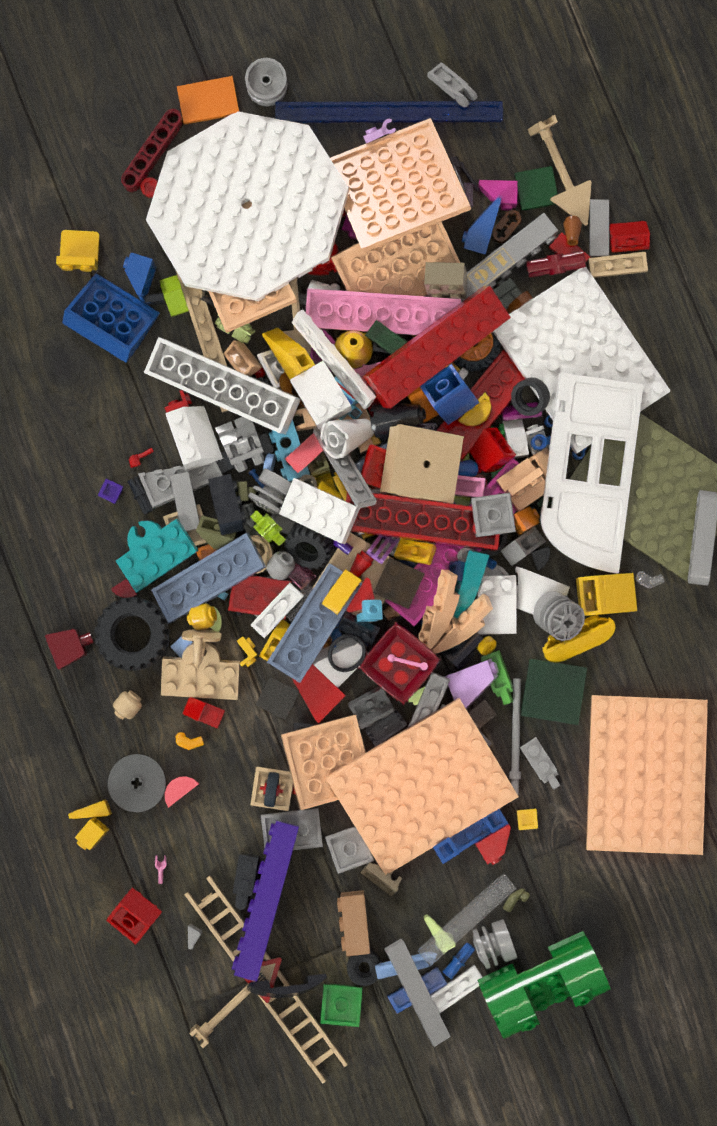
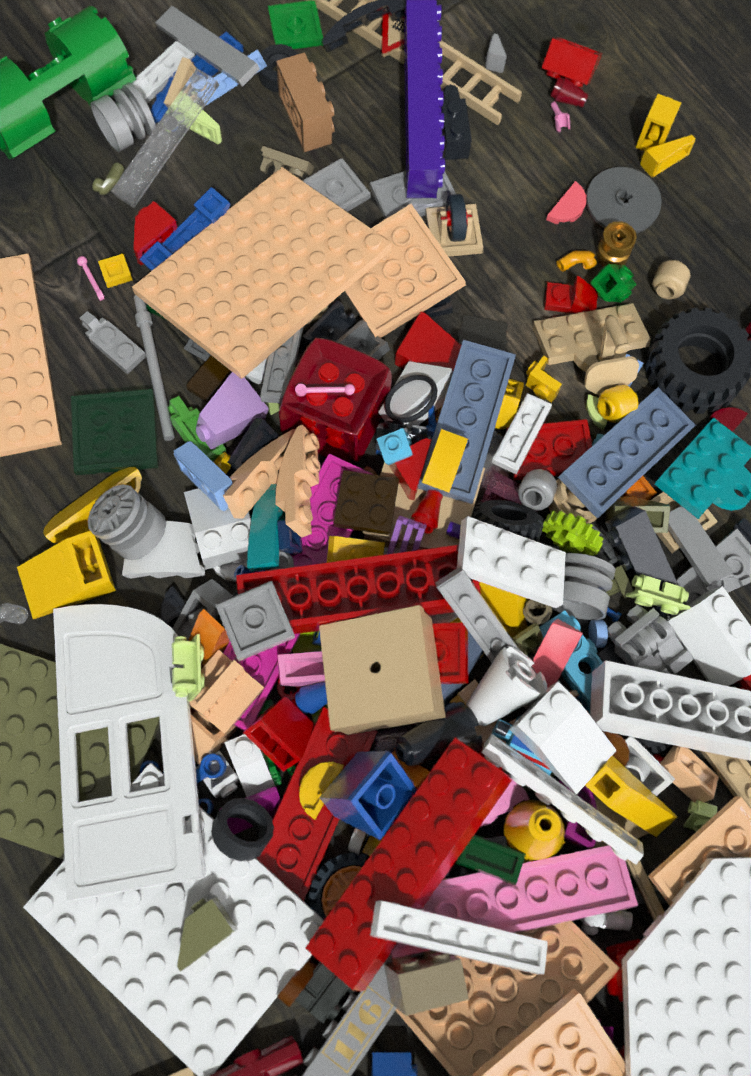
camera: 155 degrees right, 15 degrees down
(148, 887) = (568, 93): none -> dark red cone
(158, 742) = (616, 244): none -> pearl gold wheel
(171, 711) = (614, 283): none -> green brick
(231, 475) = (648, 594): none -> yellowish green hinge
(420, 296) = (458, 937): none -> white plate
(444, 964) = (182, 75): none -> tan tile
(500, 638) = (203, 473): none -> light blue slope
(541, 493) = (189, 679): none -> yellowish green hinge
(549, 835) = (82, 261): none -> bright pink hinge
(565, 344) = (203, 931): none -> olive slope

